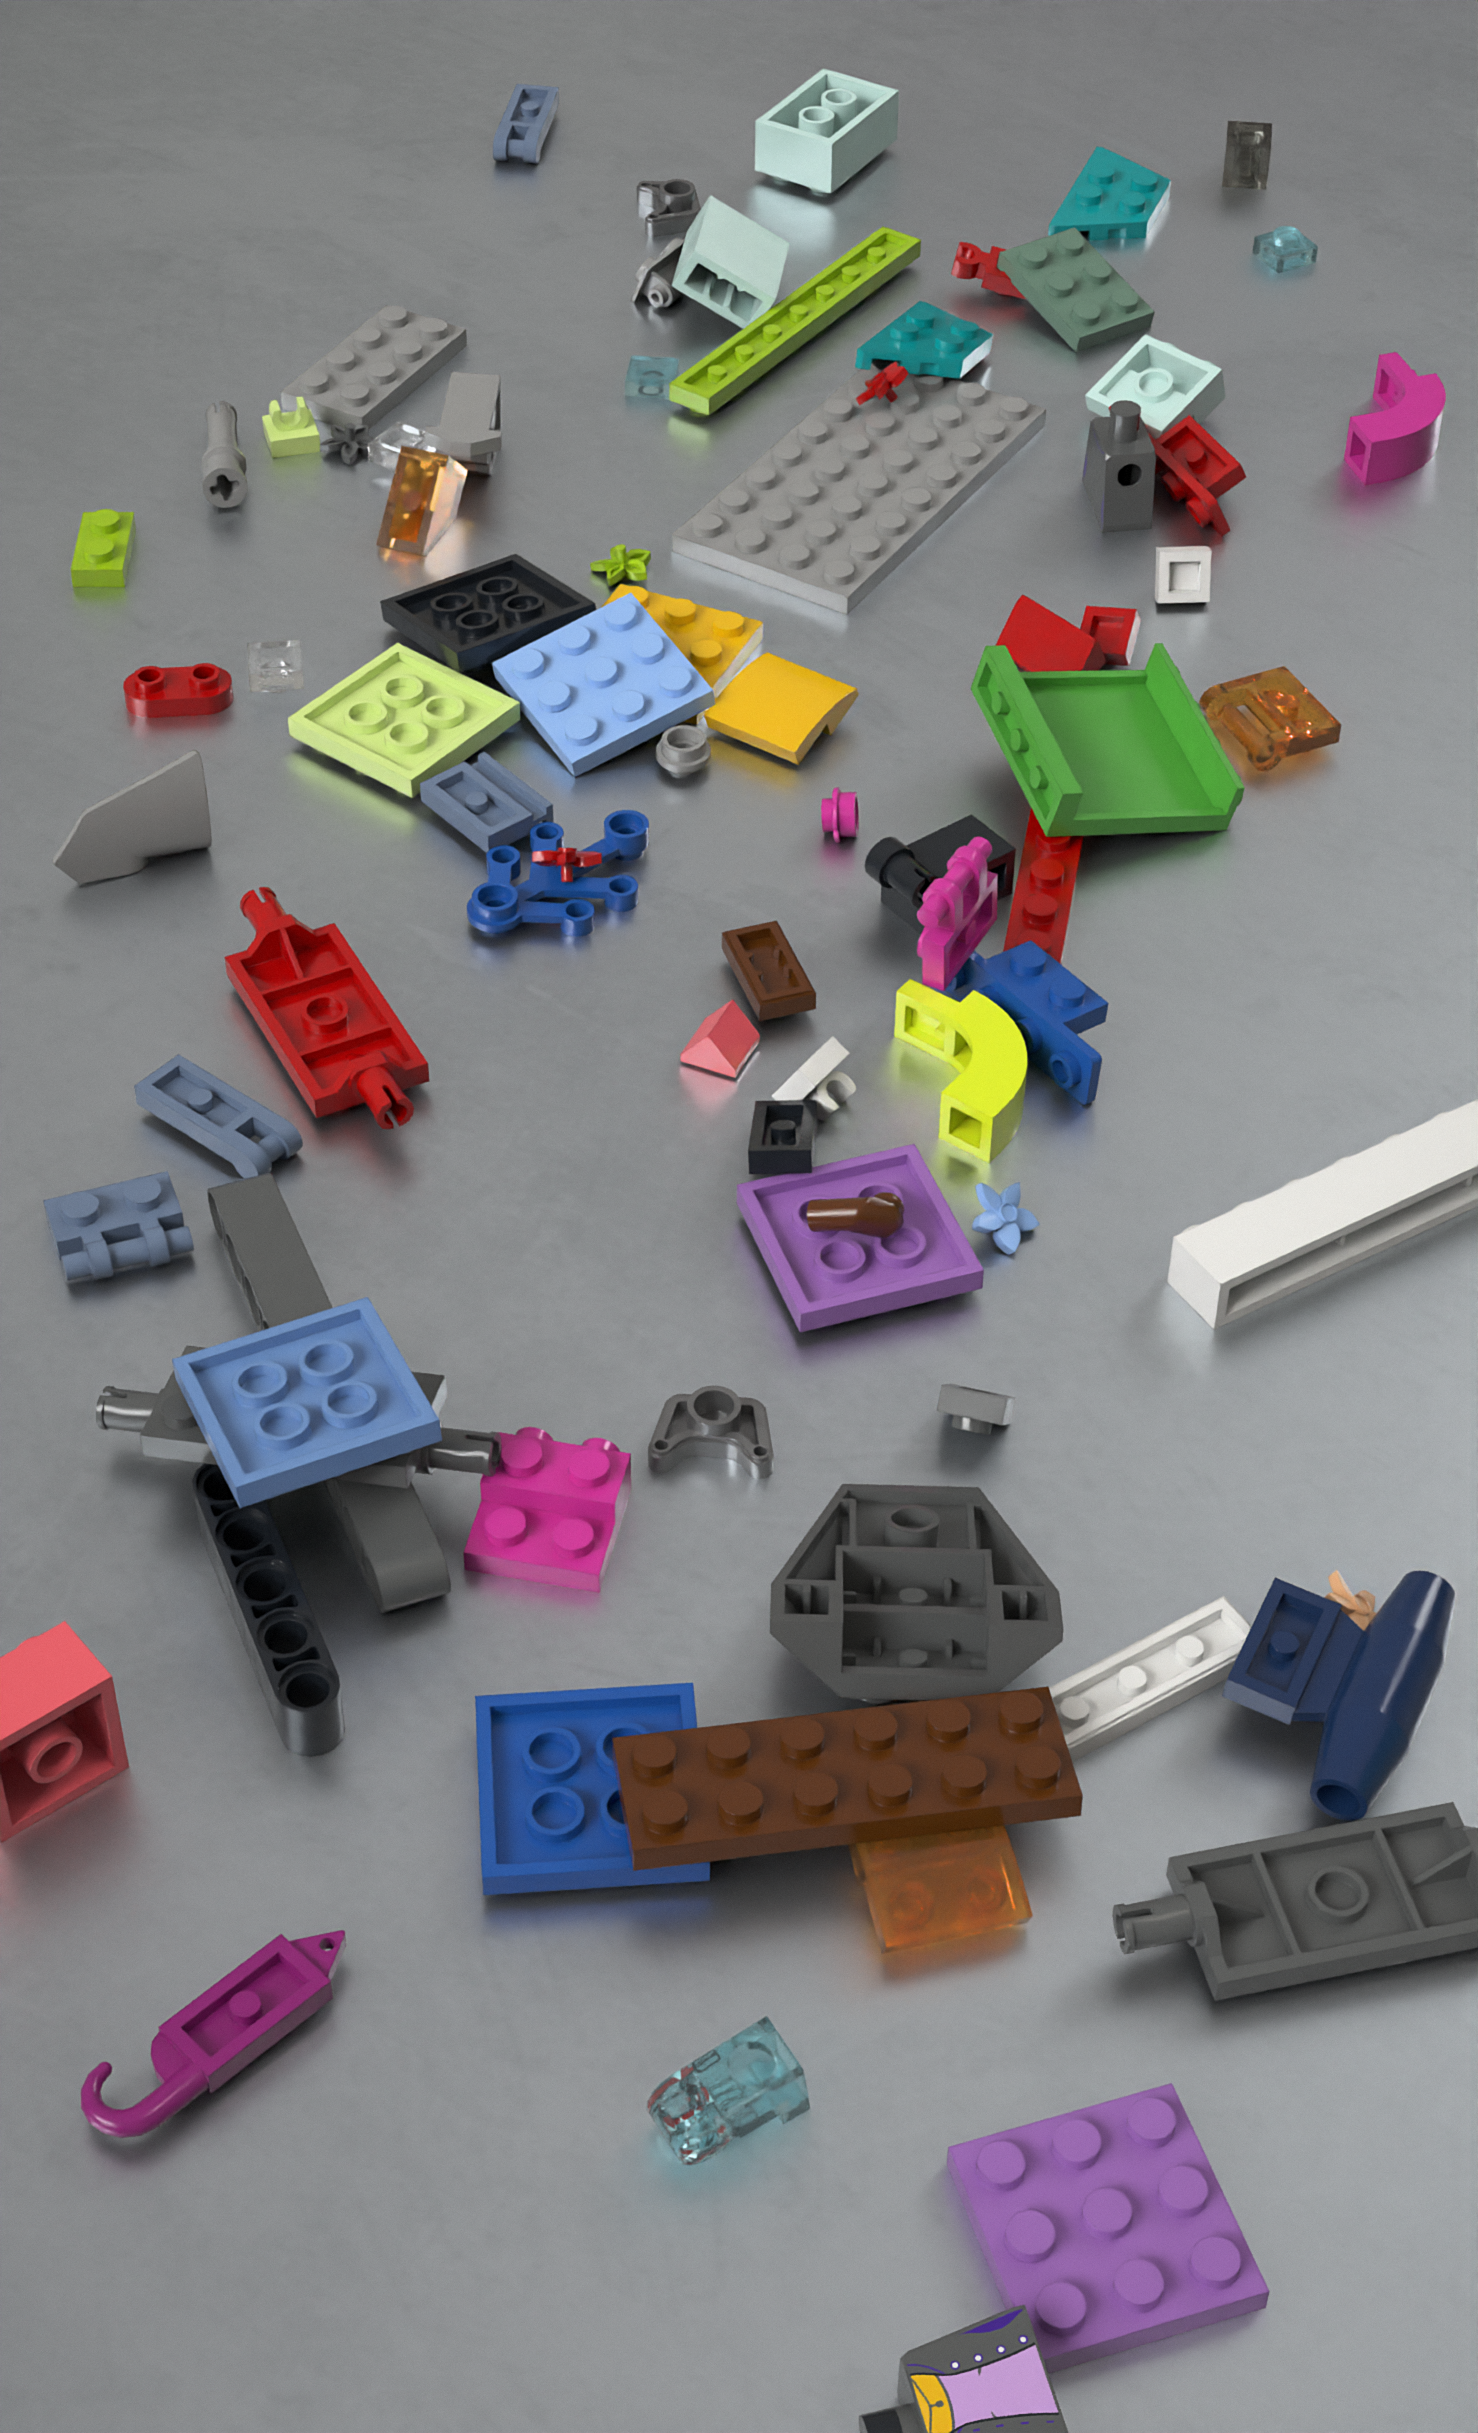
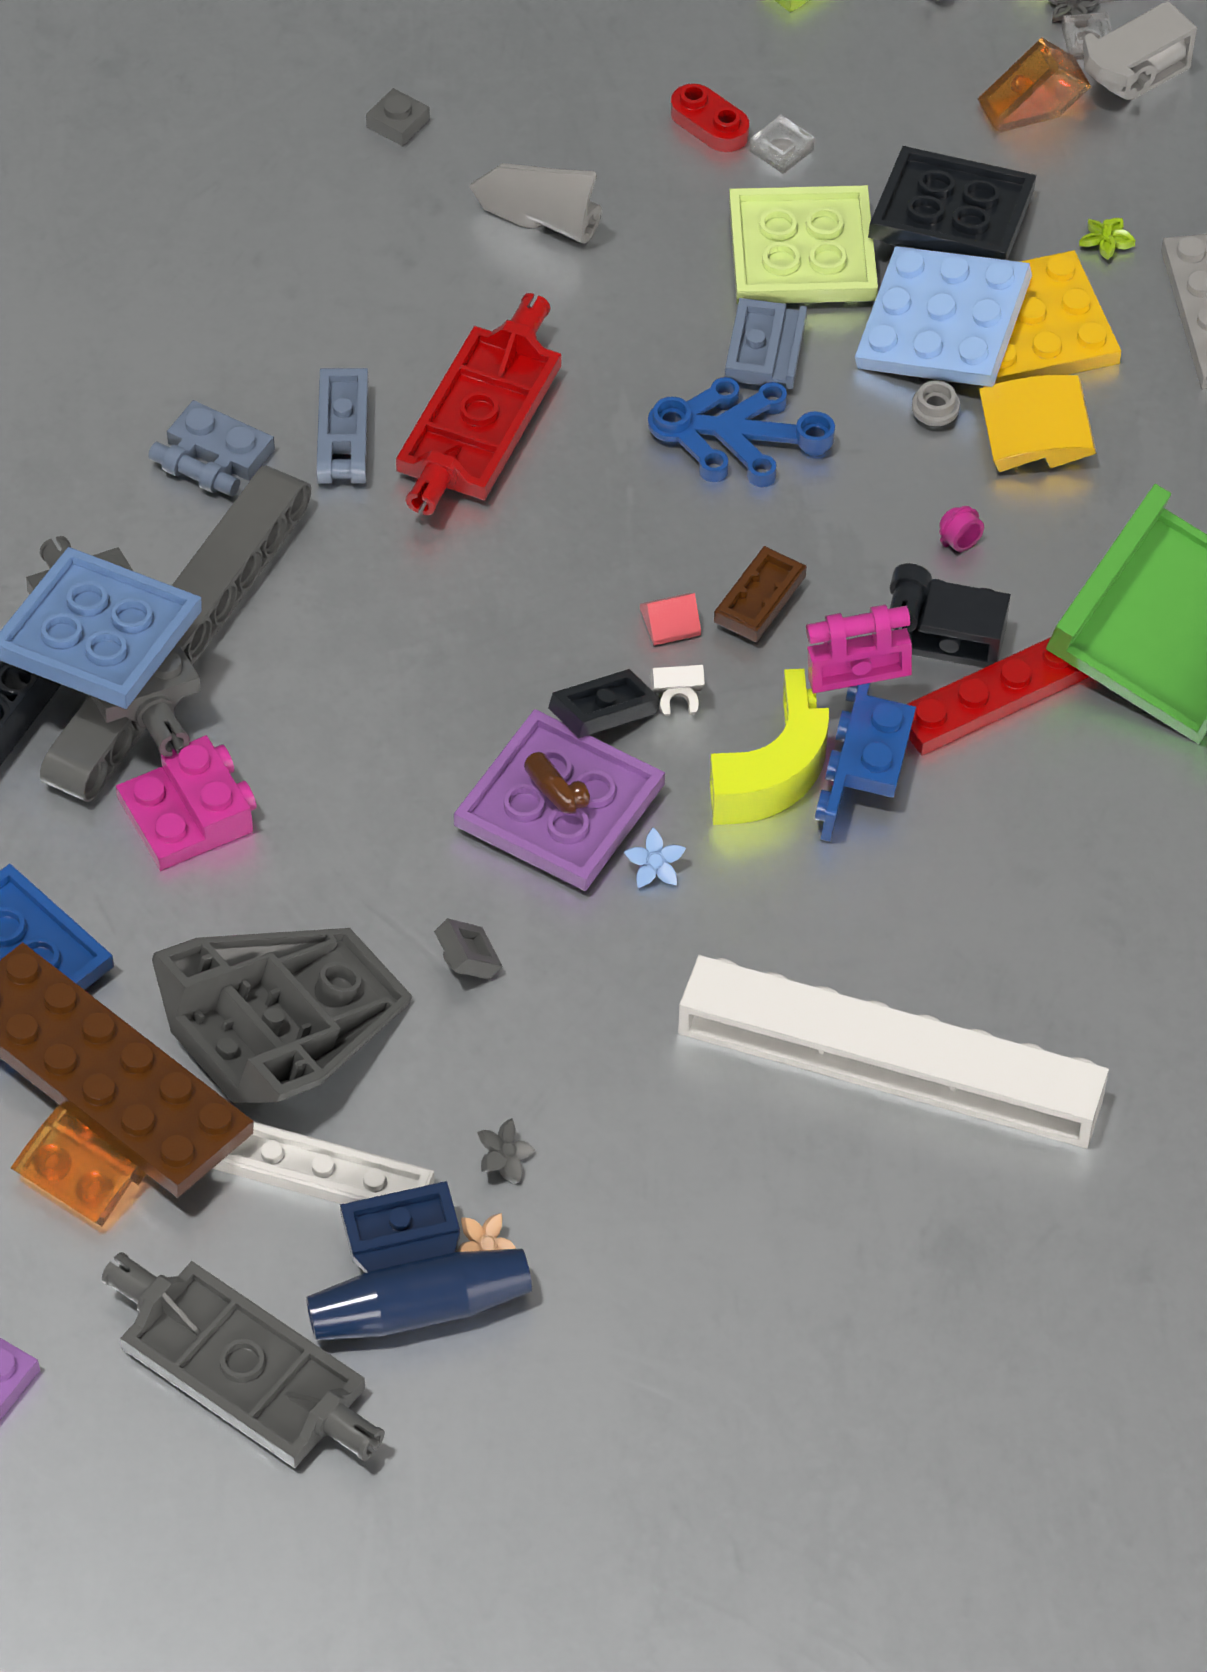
camera: 50 degrees right, 10 degrees up
(566, 859) = (743, 422): red plant -> none
(712, 1425) = (333, 836): flat silver piece -> none
(1251, 1530) = (504, 1152): none -> dark grey plant

